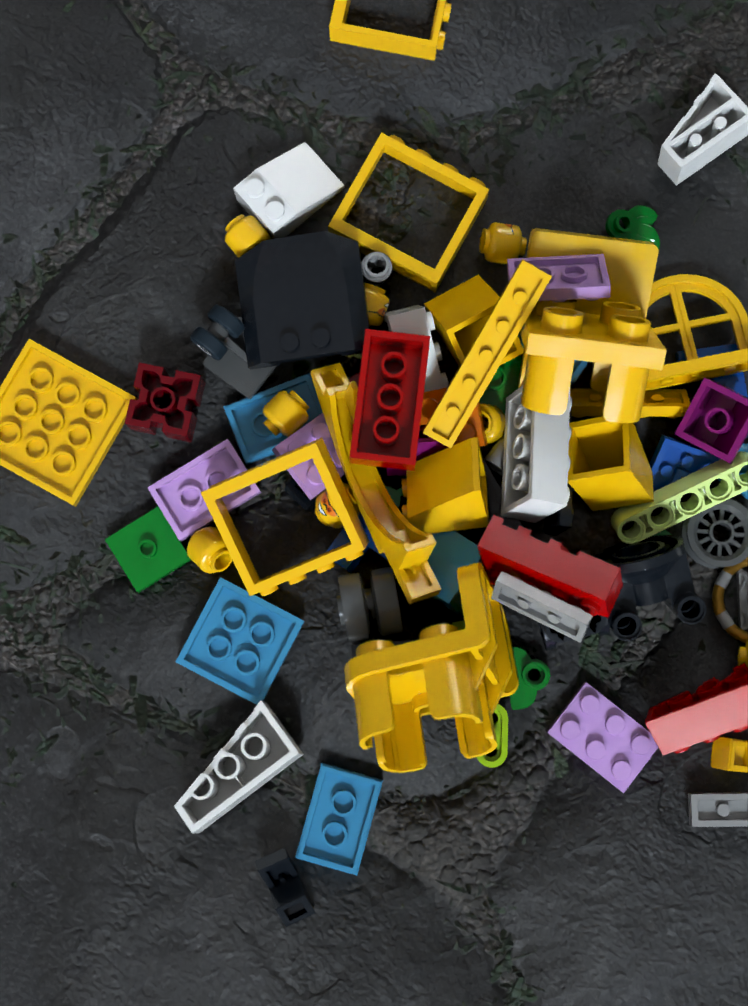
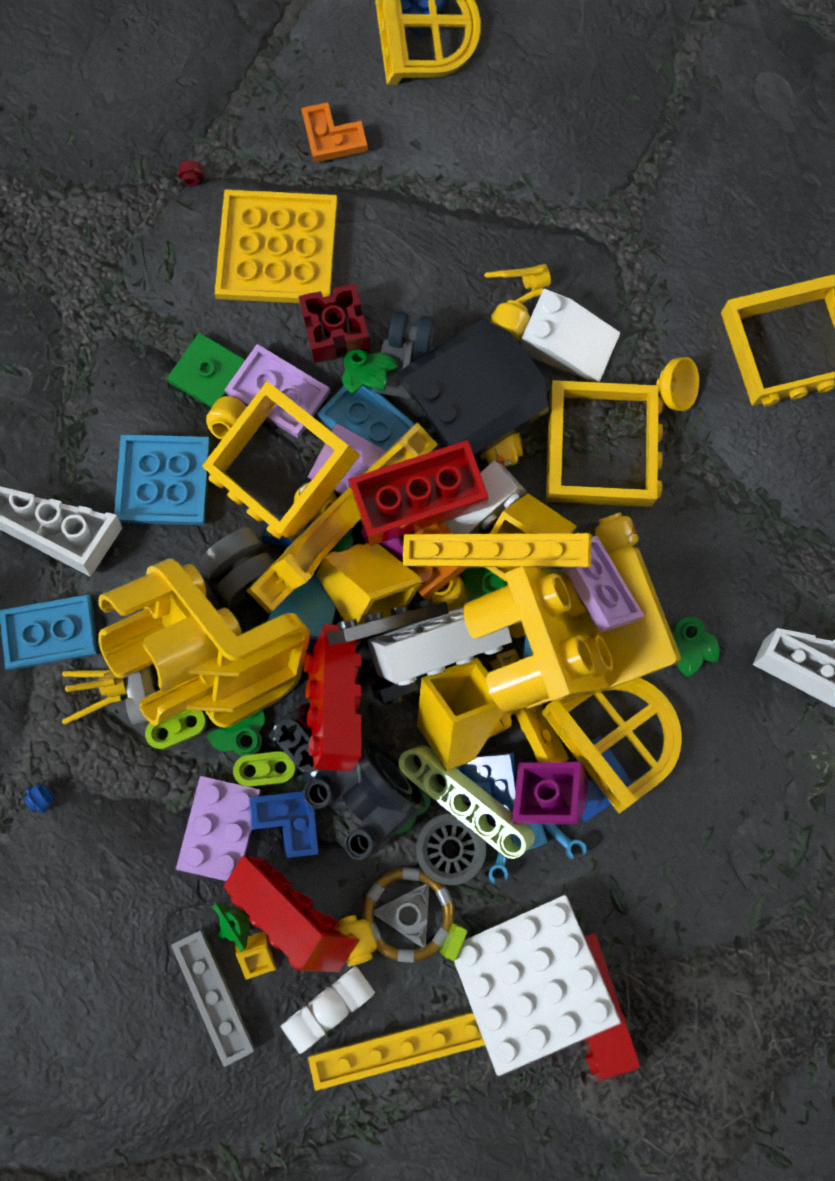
camera: 65 degrees right, 5 degrees down
(210, 194) = (533, 277): none -> yellow plant
(232, 394) = (368, 372): none -> green plate
(285, 413) = (372, 421): yellow head -> none
(376, 262) = (536, 437): light grey cone -> none
(386, 114) = (679, 383): none -> yellow piece
(420, 781) = (107, 684): none -> yellow plant
(446, 754) = (138, 687): none -> light grey piece
(498, 895) = (38, 798): none -> blue plate
(501, 491) = (377, 623): none -> black plate
(541, 606) = (297, 705): light grey plate -> none
(569, 669) = (265, 769): none -> lime plate
(625, 661) = (293, 815): none -> blue plate
(699, 761) = (233, 924): none -> green piece

